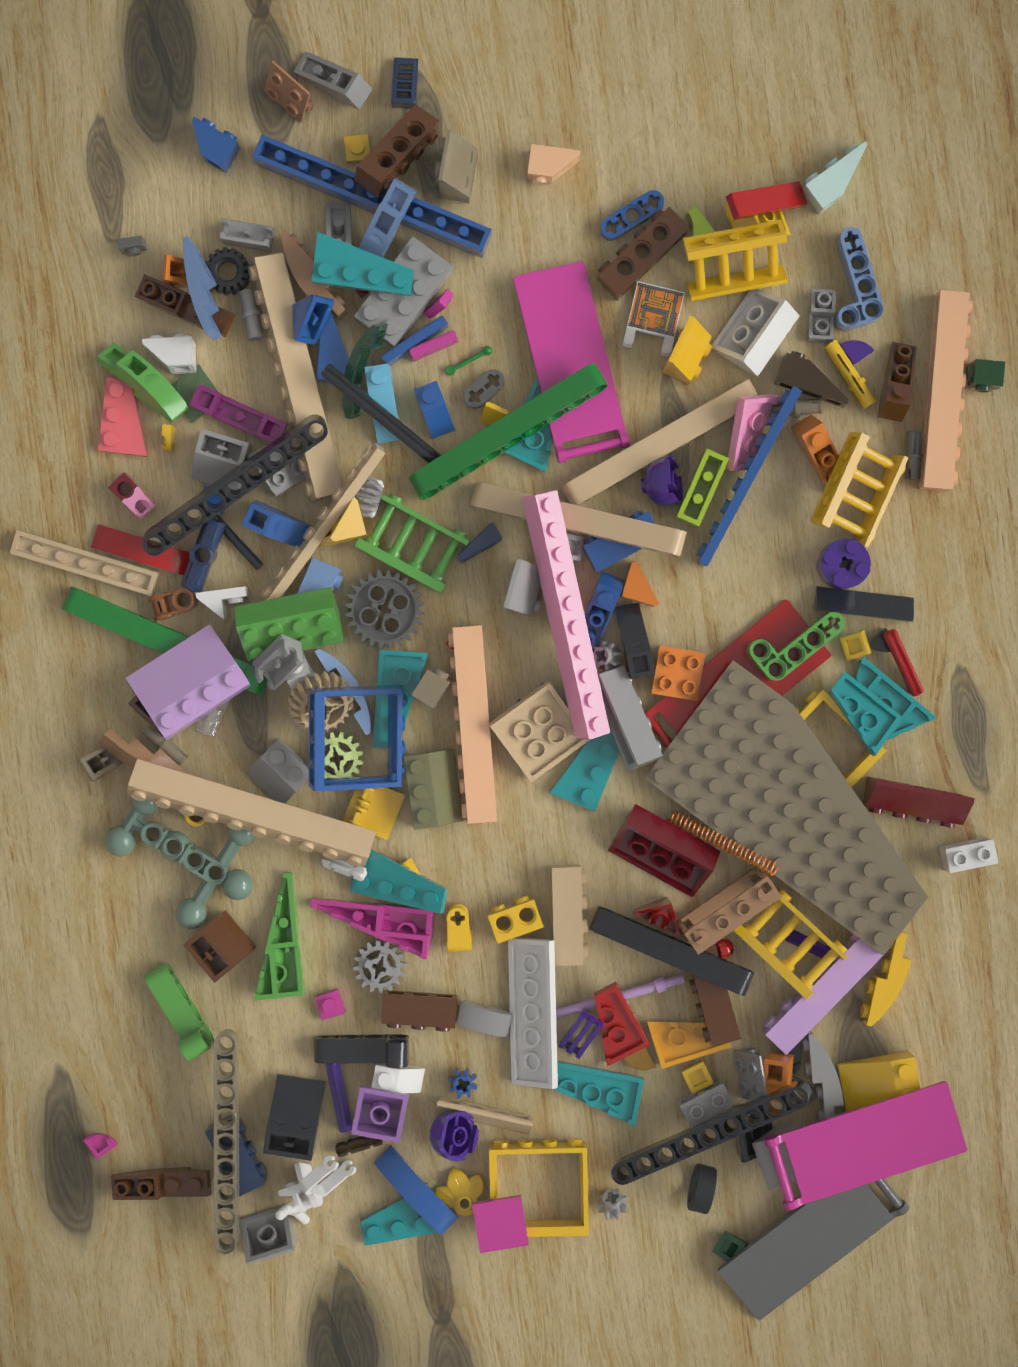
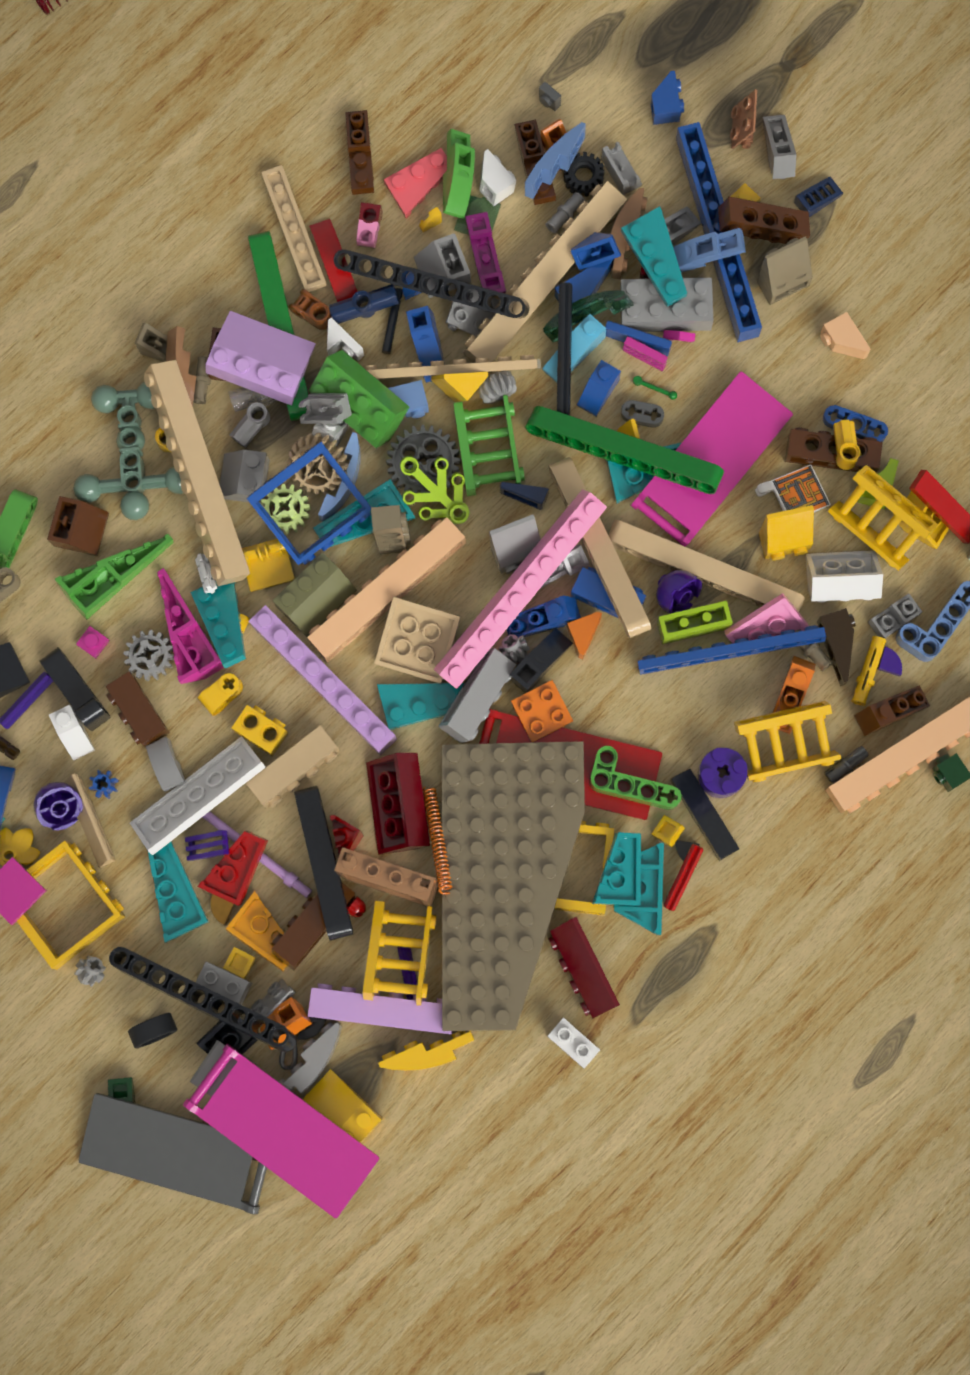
camera: 60 degrees right, 10 degrees down
(57, 452) = (359, 152): none -> reddish brown slope
(239, 735) = (248, 426): none -> light grey piece
(379, 1114) = (34, 736): medium lavender slope -> none
(423, 619) = (437, 492): none -> lime plant
(512, 836) = (323, 680): none -> lavender brick
(648, 238) = (846, 443): none -> yellow piece

